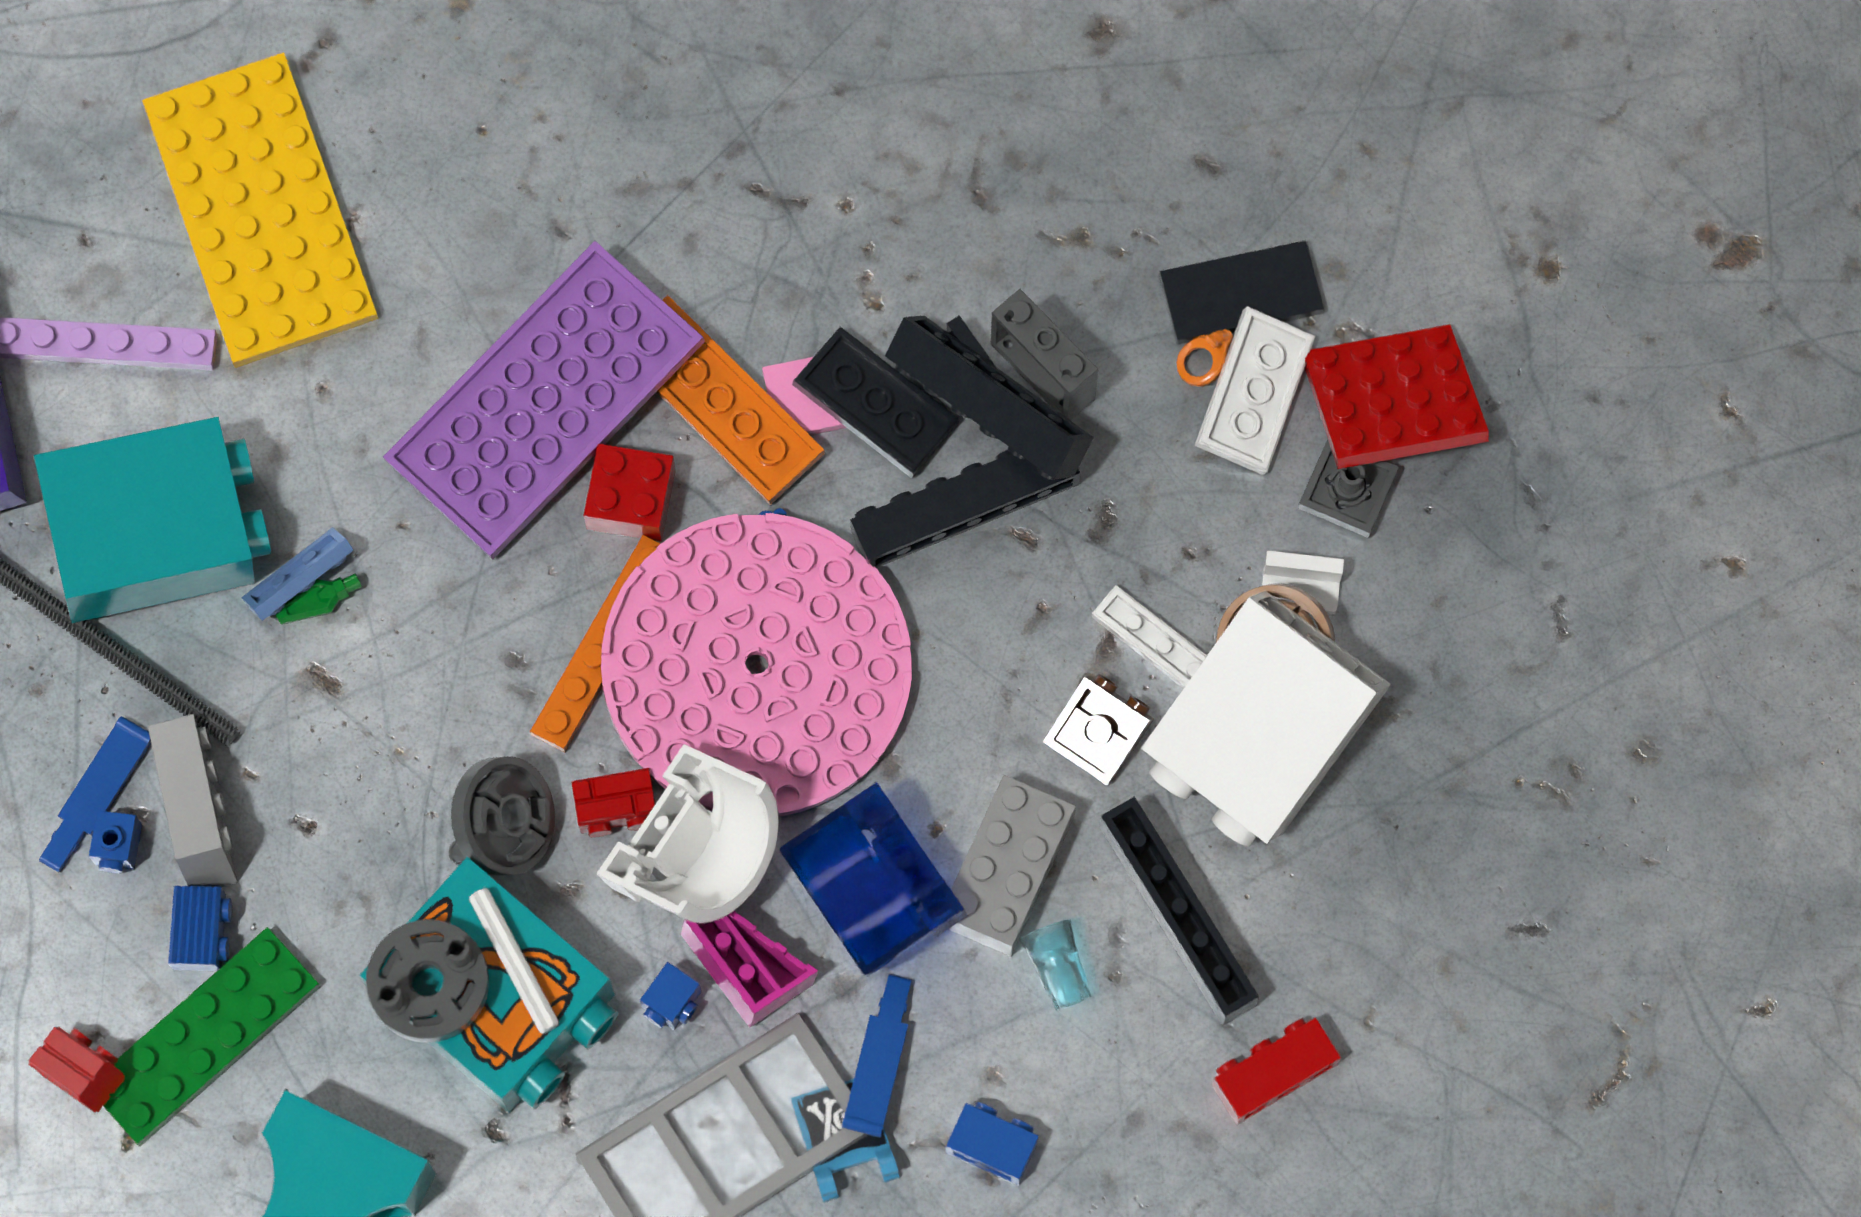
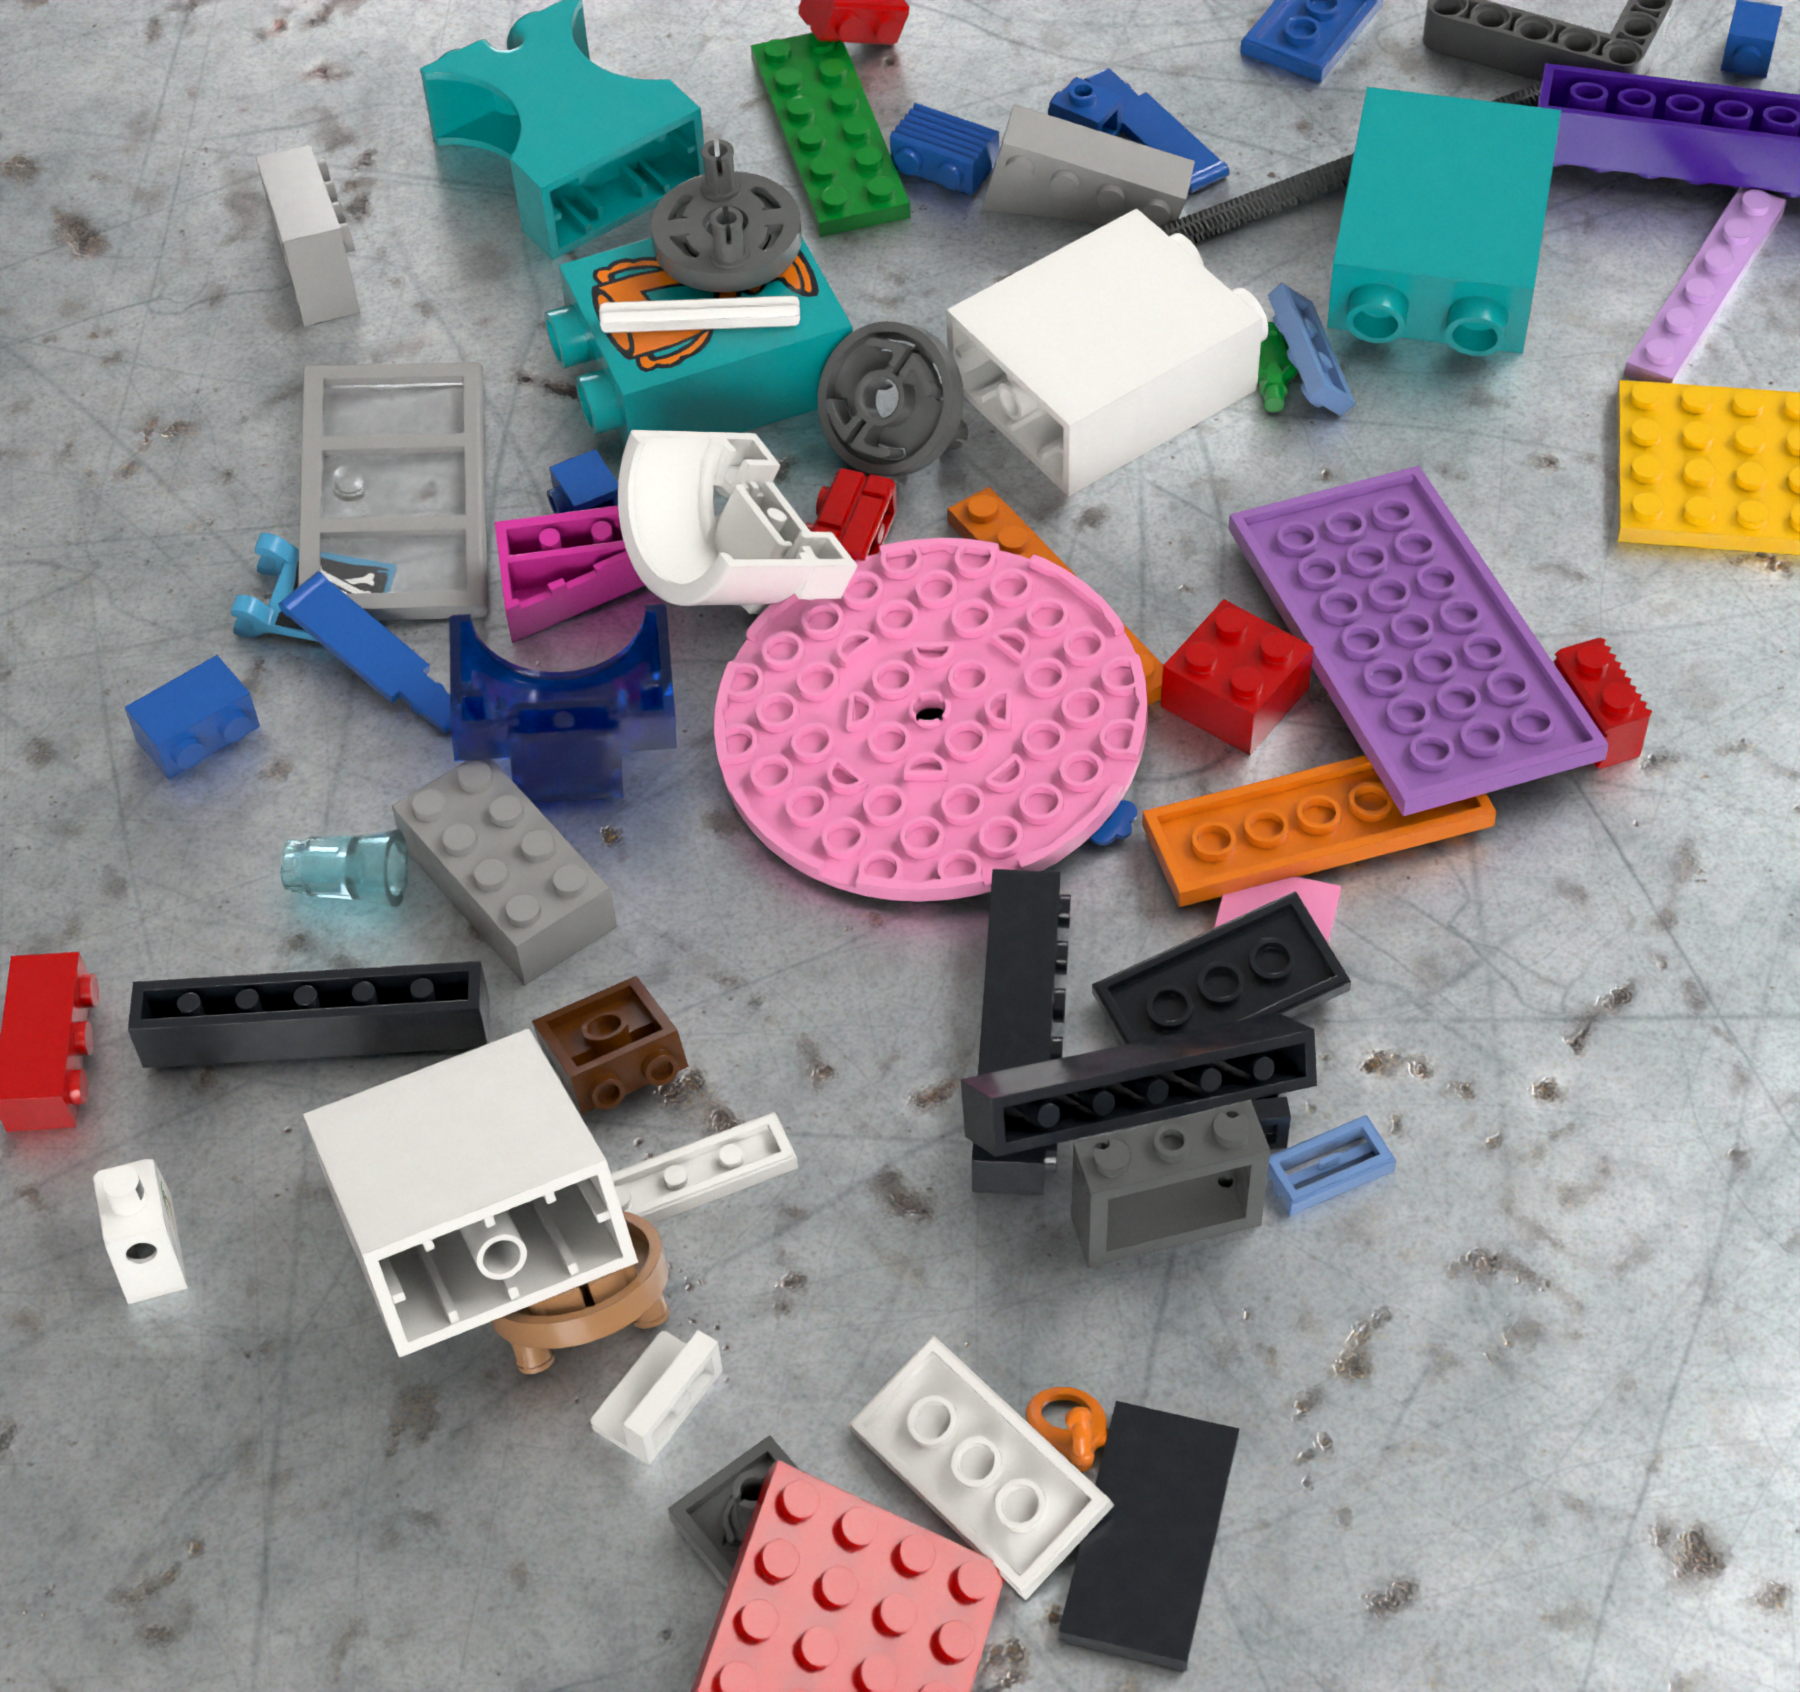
camera: 120 degrees right, 20 degrees down
(375, 698) = (1106, 349): none -> white brick
(542, 266) = (1606, 698): none -> red brick
(928, 290) = (1334, 1184): none -> medium blue tile
(1365, 921) = (135, 1210): none -> white torso

